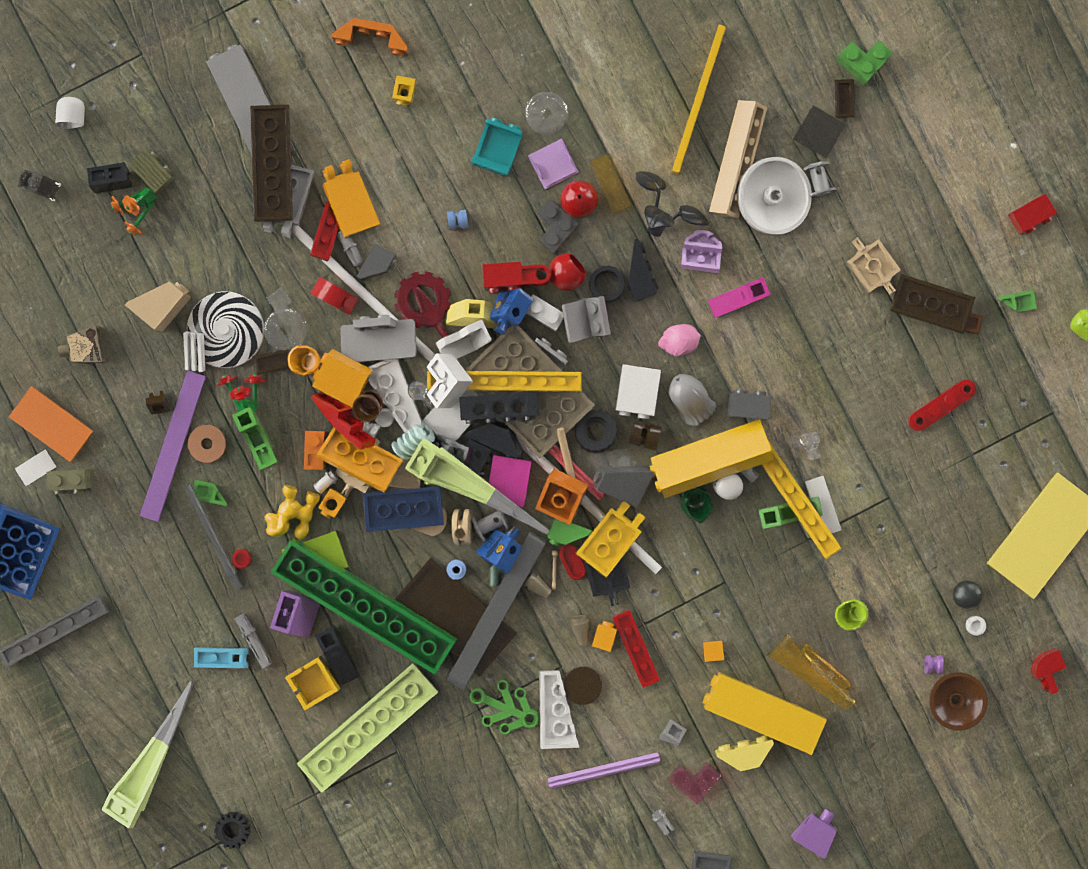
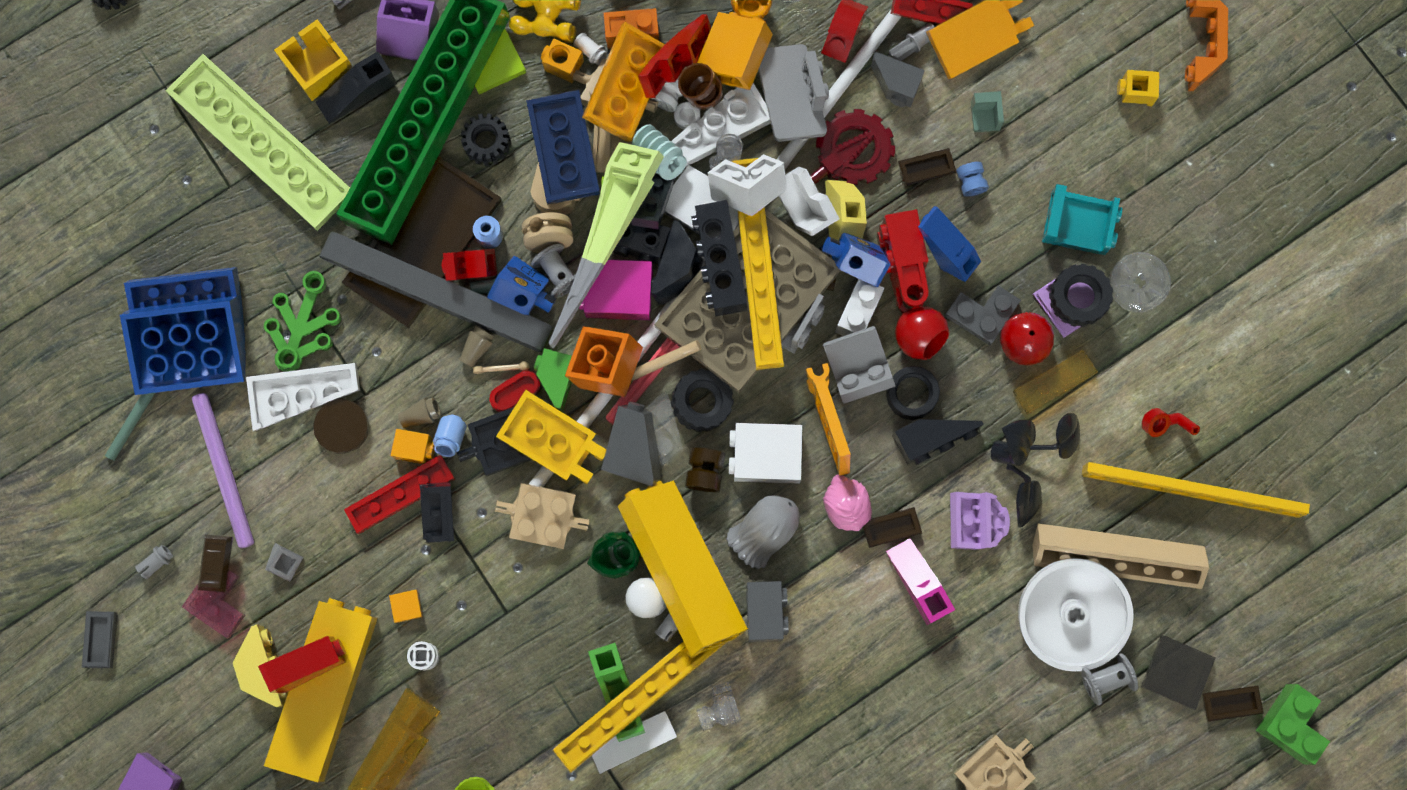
camera: 85 degrees right, 10 degrees down
(374, 564) = (475, 128): none -> black tyre
(408, 202) = (987, 111): none -> sand green panel
(444, 250) = (927, 167): none -> dark brown tile
(479, 584) = (469, 264): none -> red brick
(501, 789) = (184, 331): none -> blue slope
(508, 244) = (948, 245): none -> blue slope
(554, 142) = (1081, 274): none -> black tyre
(561, 832) = (128, 426): none -> sand green bar
(599, 610) = (449, 435): none -> light blue brick
(620, 345) = (820, 389): none -> light orange tile
(647, 117) = (1157, 422): none -> red plate
(652, 623) = (437, 512): none -> black hinge
(663, 551) = (541, 515): none -> tan plate
(670, 779) = (215, 563): none -> dark brown tile
(699, 311) = (892, 527): none -> dark brown tile
(749, 638) = (427, 659): none -> white wheel
(749, 721) = (302, 664): none -> red slope

